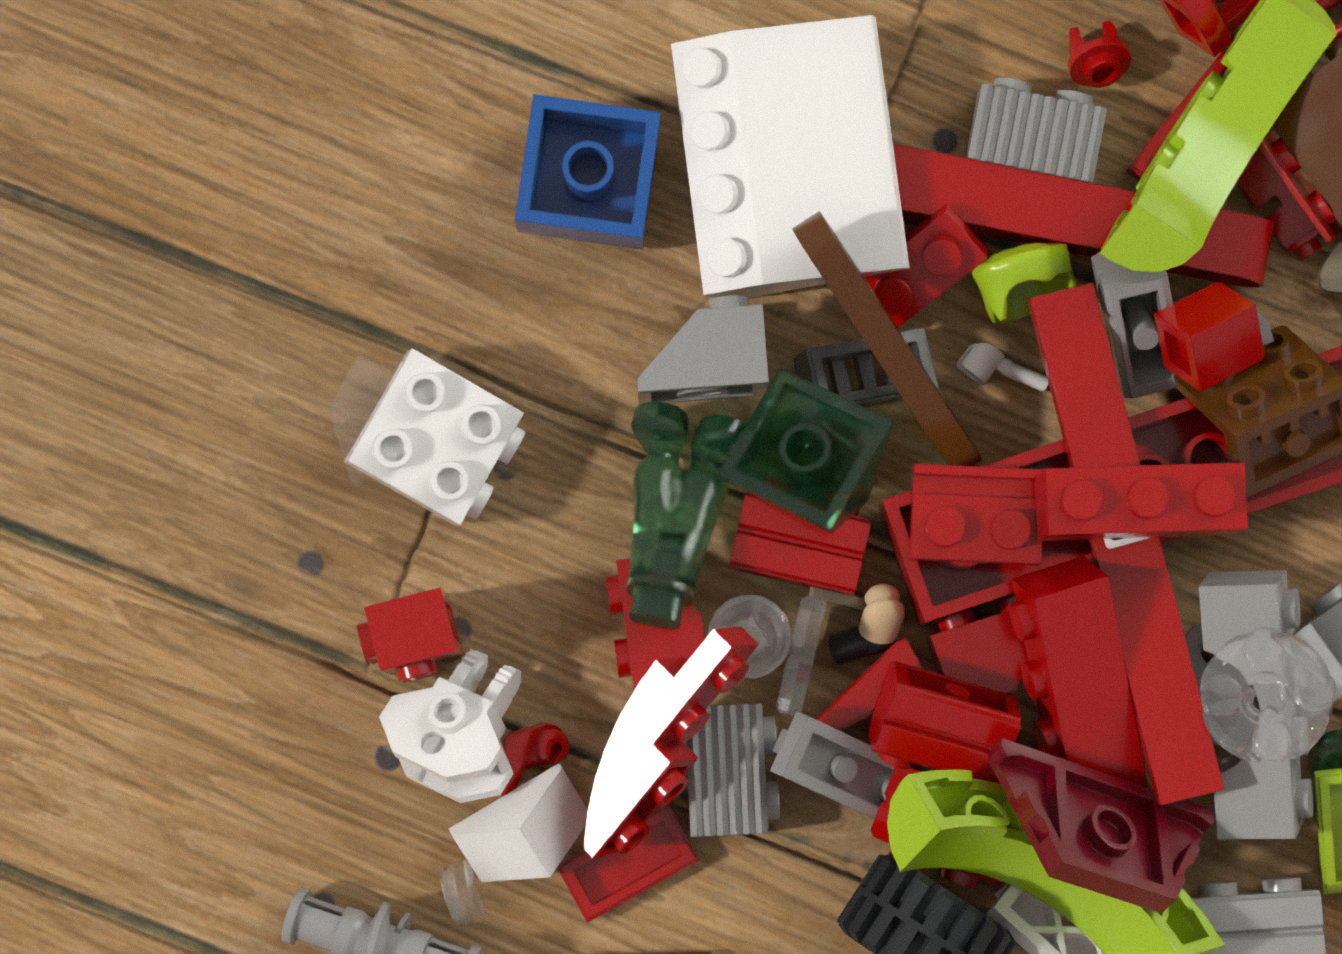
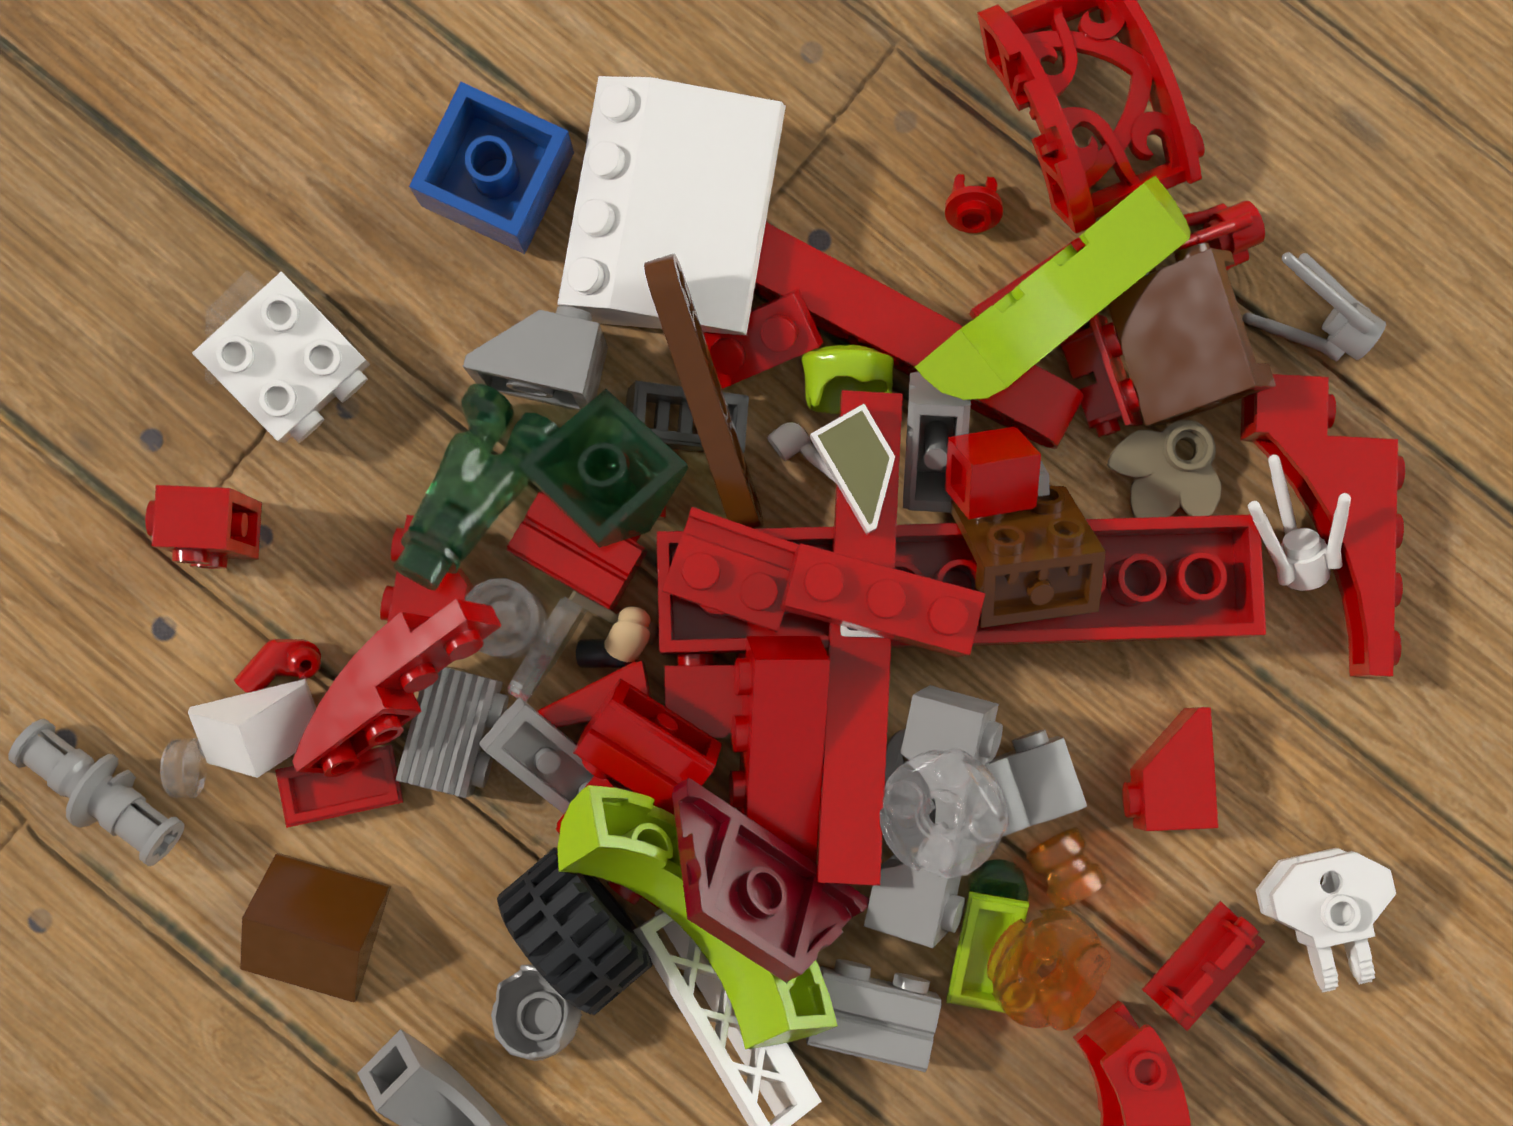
camera: 15 degrees right, 0 degrees up
(451, 734) = (215, 623): white hinge -> none
(1036, 130) = (899, 251): light grey brick -> none
(1071, 367) = (858, 462): none -> olive tile

